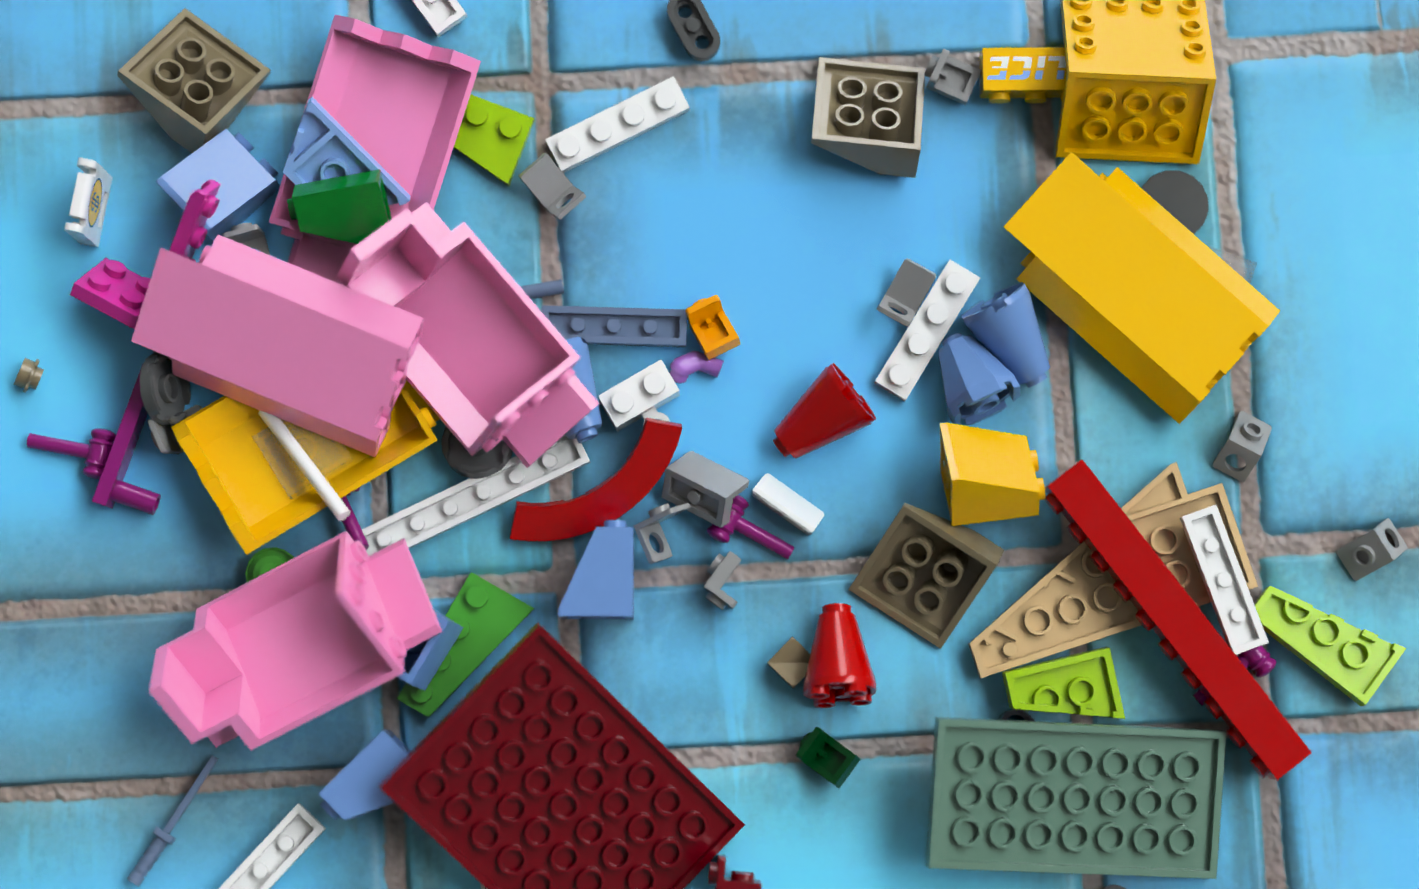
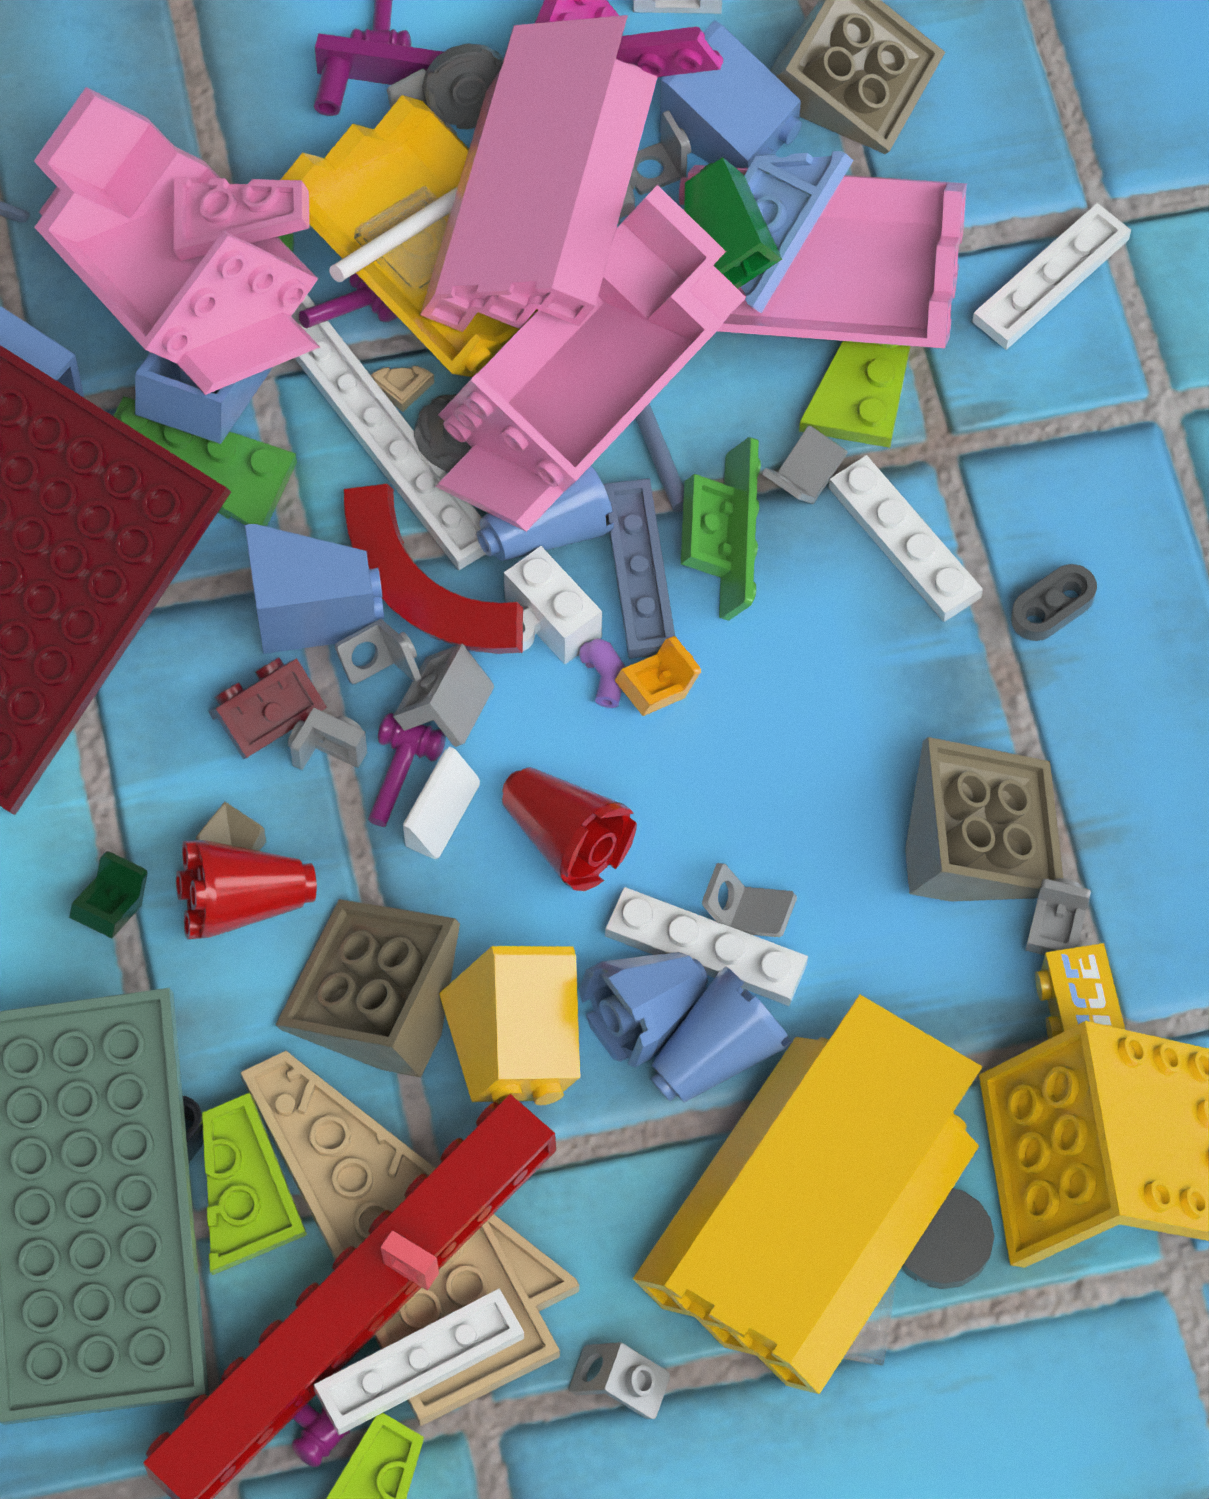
camera: 85 degrees right, 20 degrees down
(271, 589) = (246, 211): none -> bright pink wing
(418, 482) = (403, 384): none -> tan tile
(591, 257) = (722, 527): none -> bright green bracket
(685, 622) = (267, 707): none -> dark red bracket
(1170, 574) = (409, 1260): none -> coral tile

